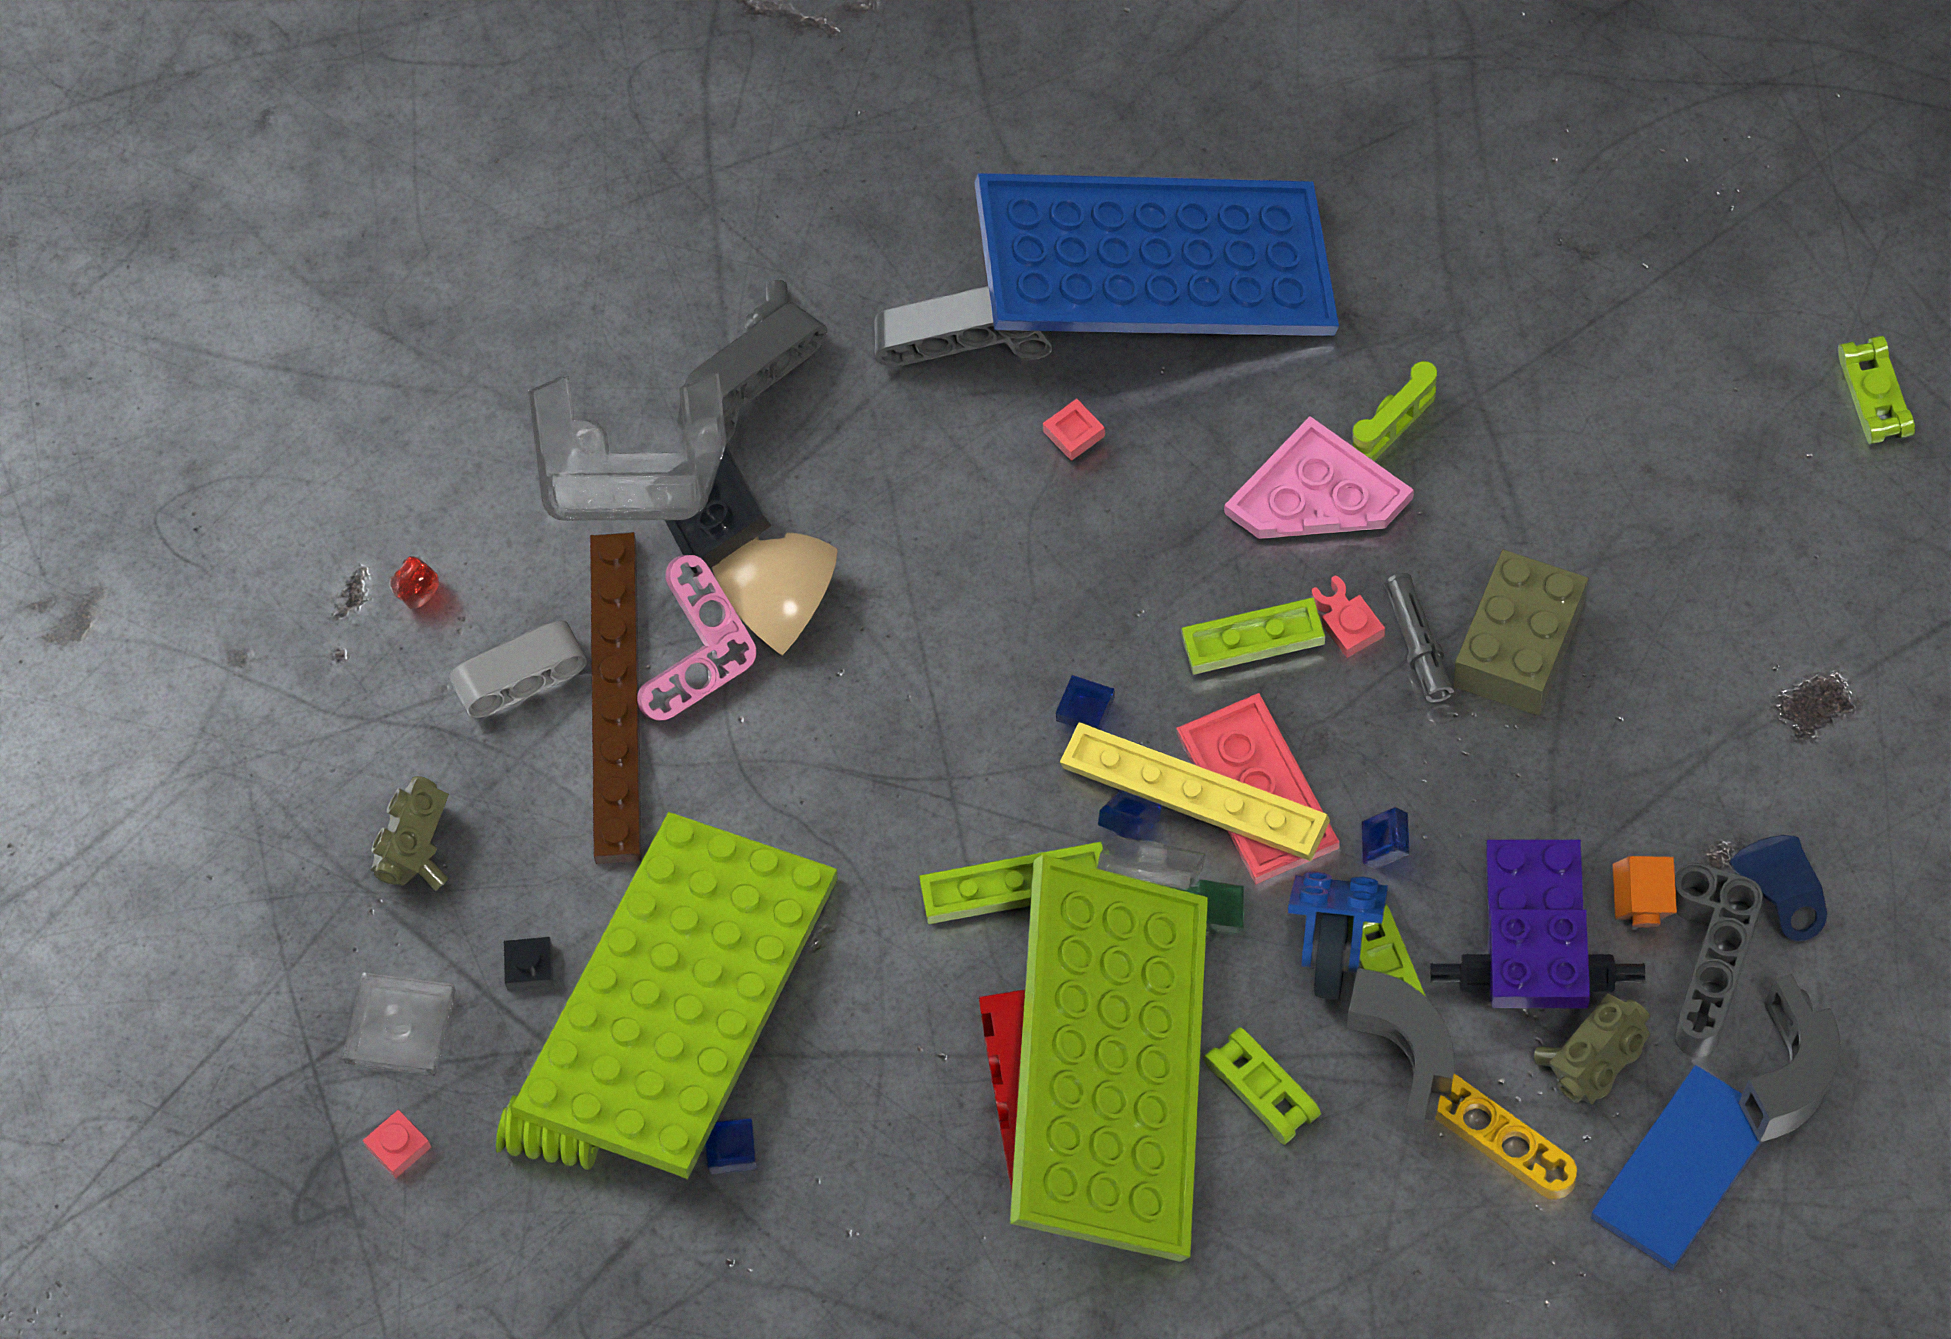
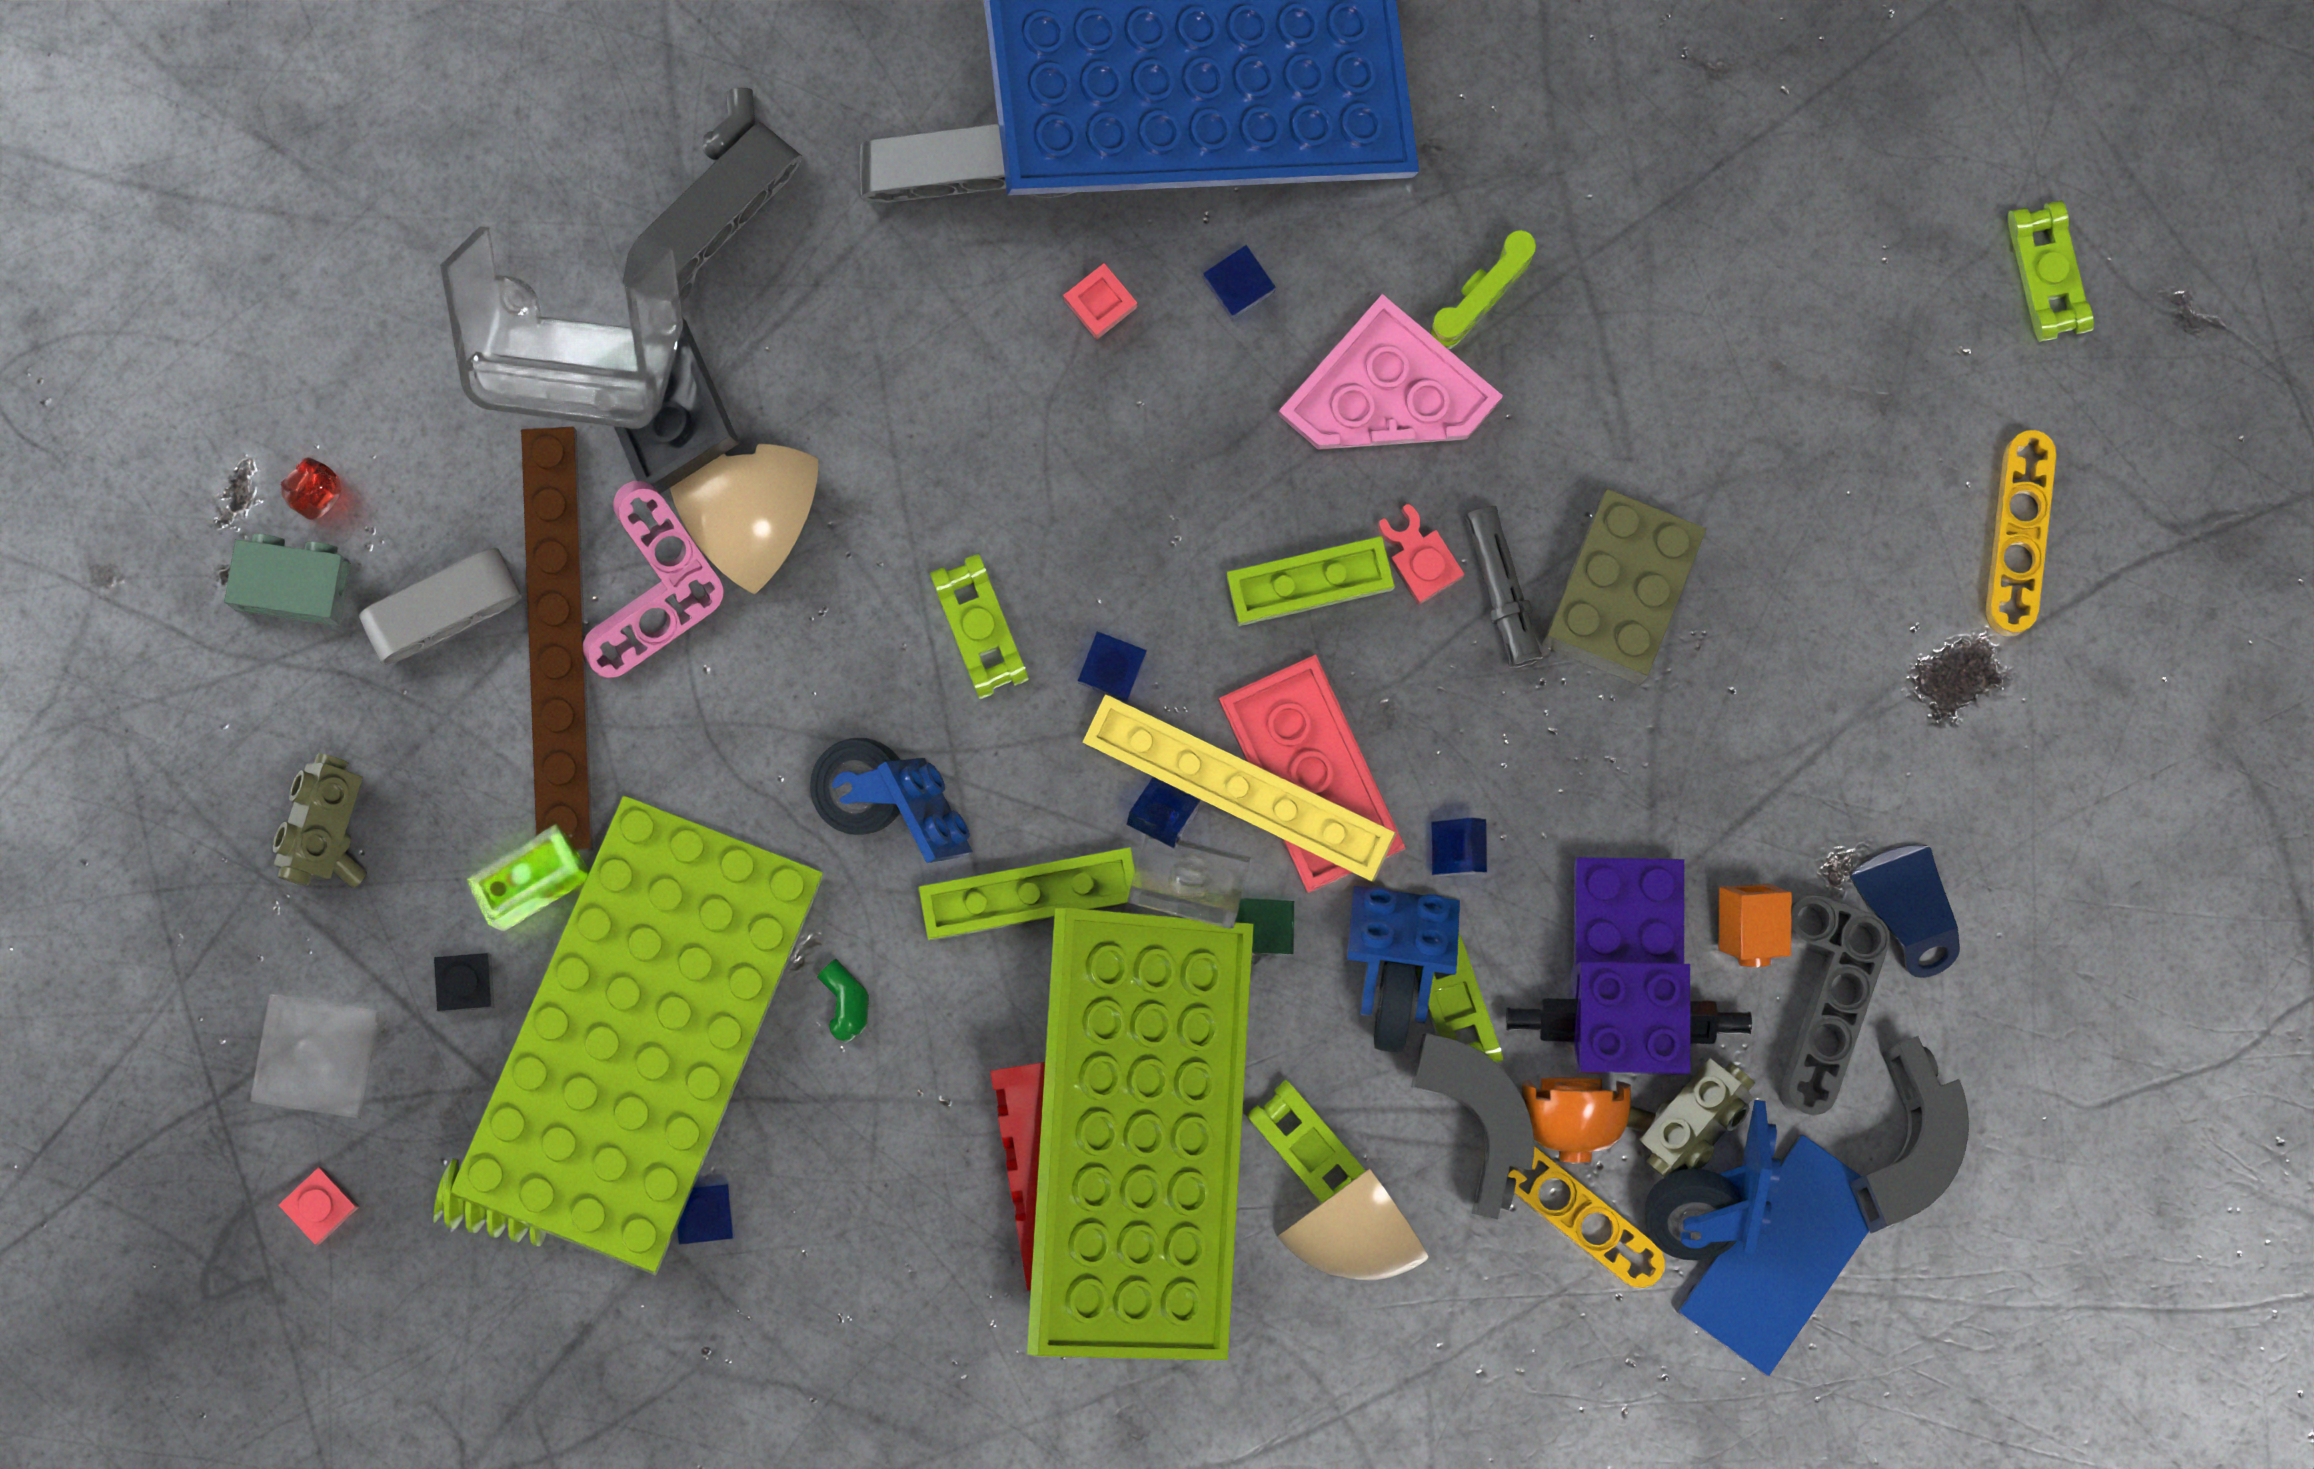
camera: 10 degrees left, 20 degrees up
(392, 652) = (288, 580): none -> sand green brick
(586, 877) = (528, 878): none -> clear neon green slope
(860, 971) = (851, 1001): none -> green arm
(874, 796) = (865, 786): none -> plate
(972, 678) = (979, 626): none -> lime plate
(1190, 415) = (1239, 282): none -> clear blue plate
(1301, 1144) = (1356, 1234): none -> tan brick
(1494, 1042) = (1577, 1115): none -> orange cylinder
(1605, 1123) = (1705, 1212): none -> plate
(1859, 588) = (2024, 533): none -> yellow beam

